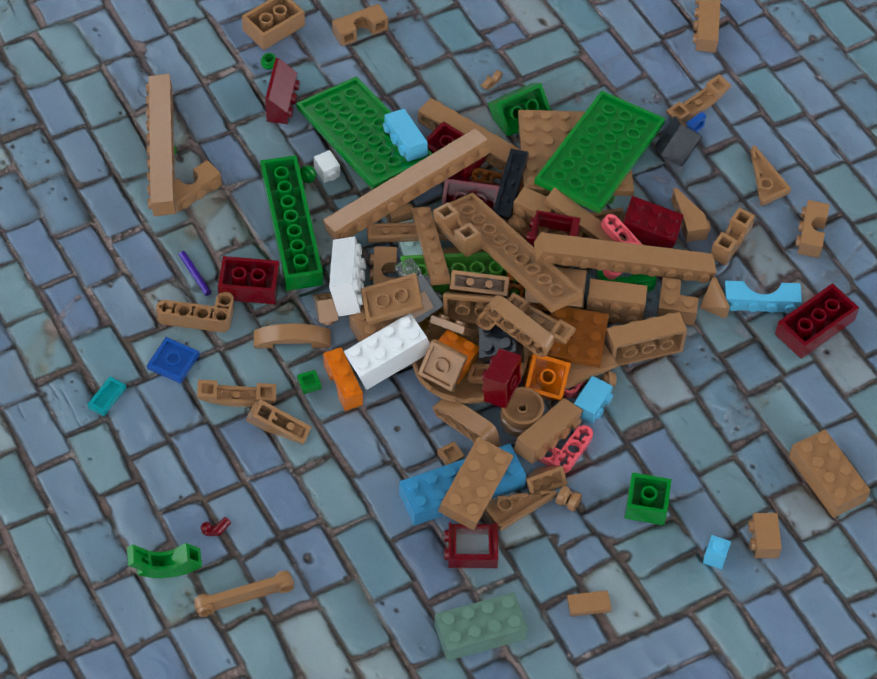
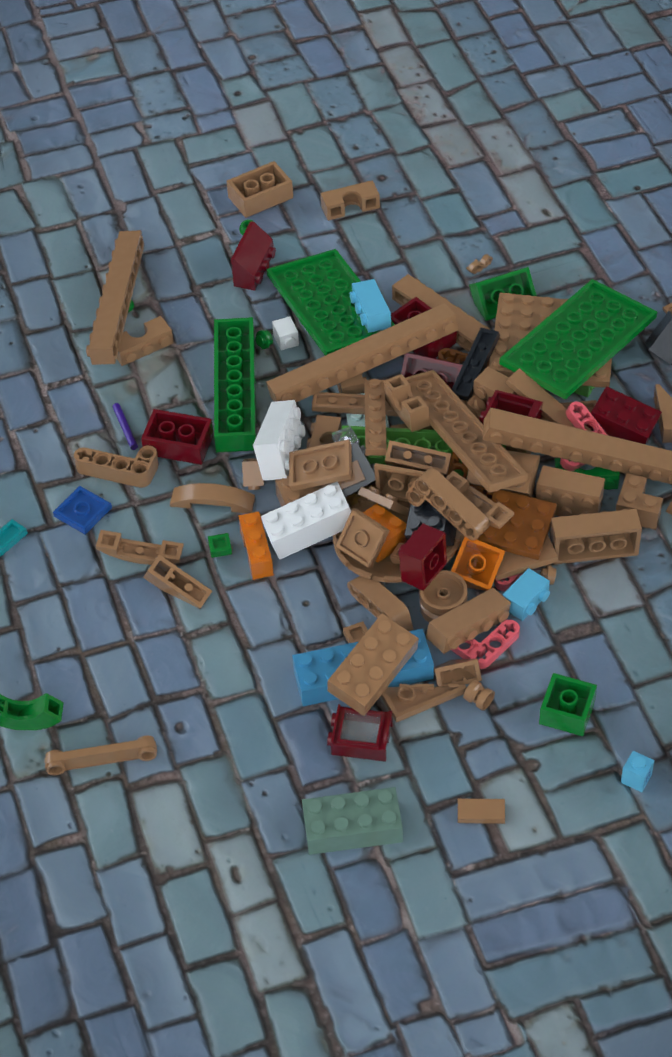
camera: 15 degrees right, 5 degrees down
(215, 530) = (80, 685): dark red arm -> none

